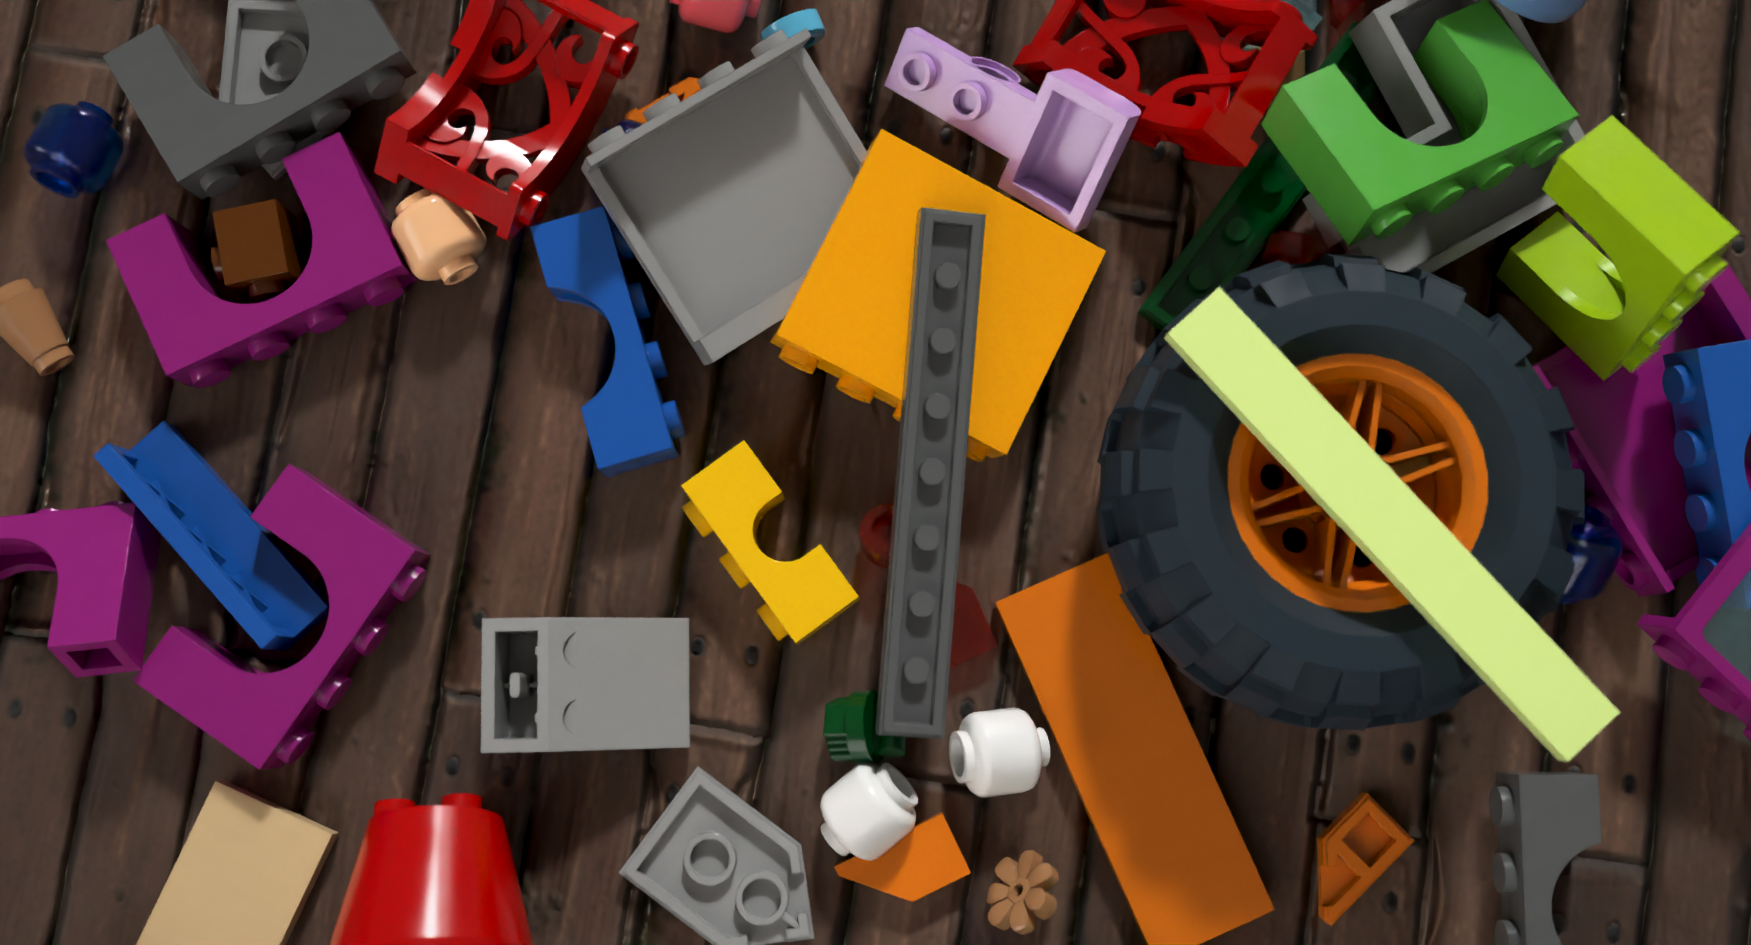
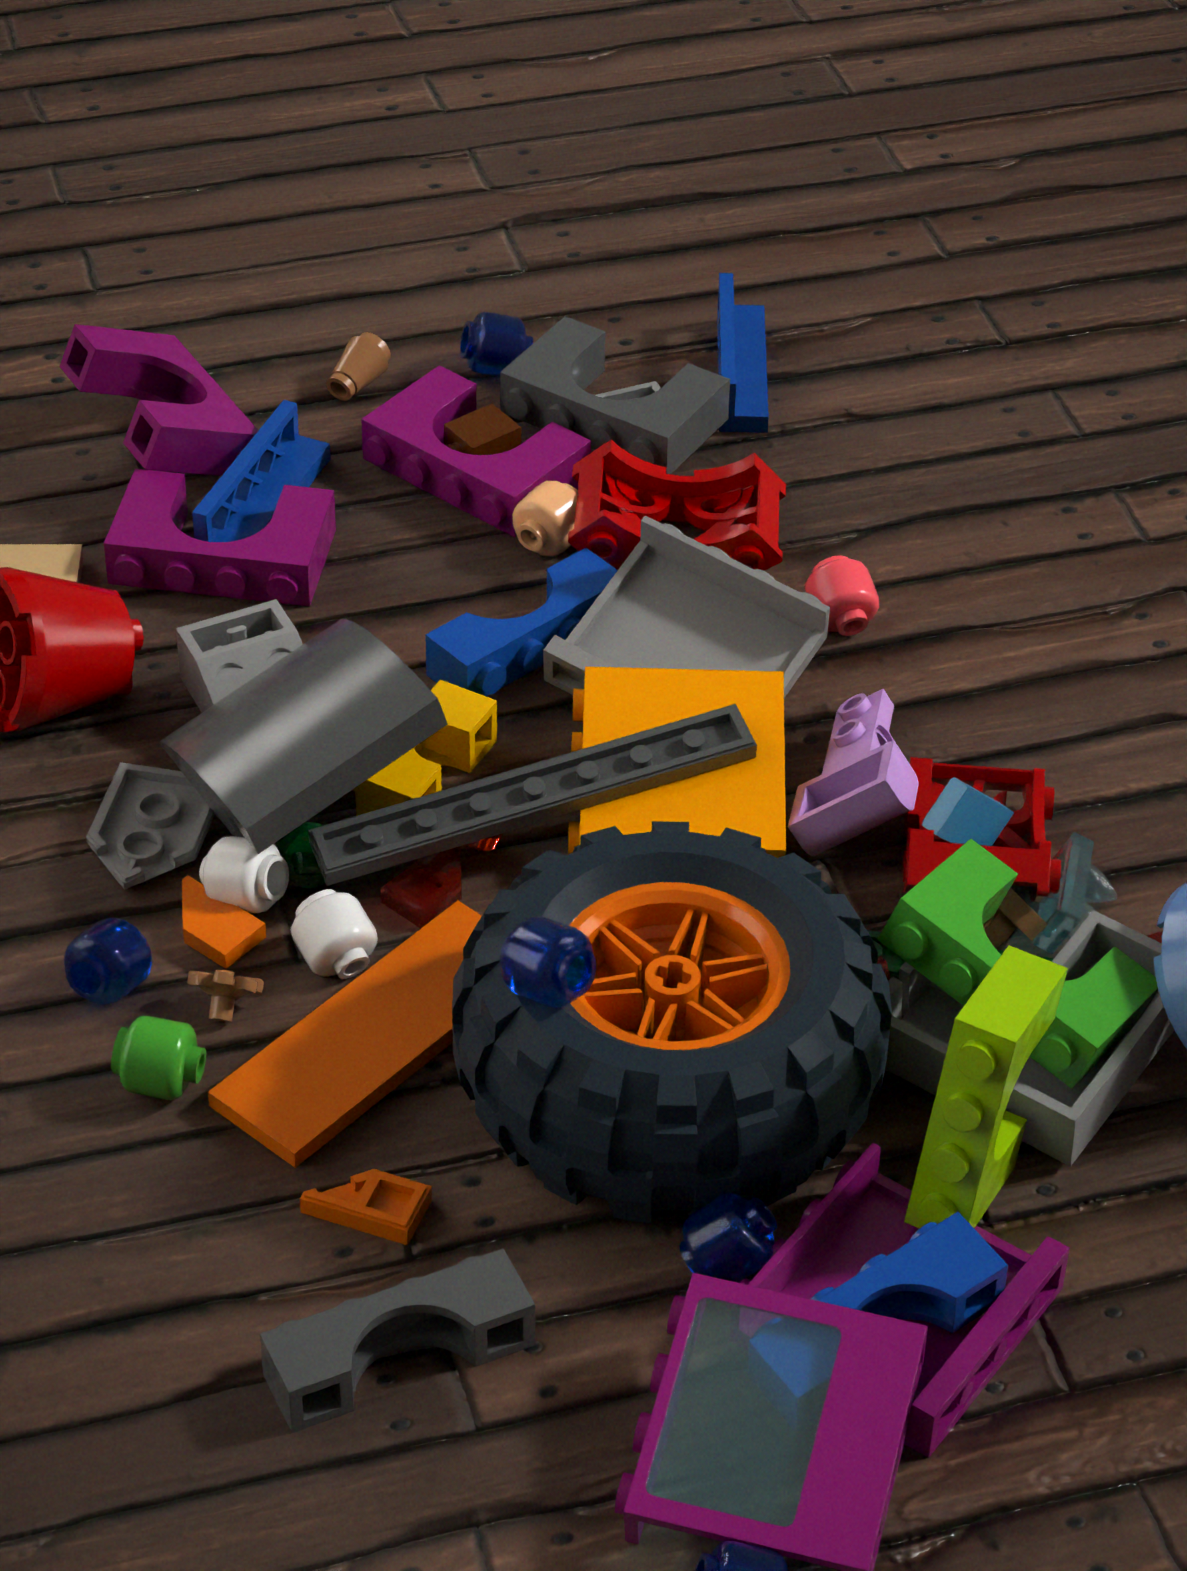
camera: 65 degrees right, 40 degrees down
(748, 692) = (304, 733): none -> dark grey slope
(797, 22) = (842, 649): medium azure tile -> none
(1167, 55) = (966, 814): none -> dark azure tile
(1375, 632) = (547, 962): none -> clear blue head
(1392, 526) = (638, 971): yellowish green tile -> none

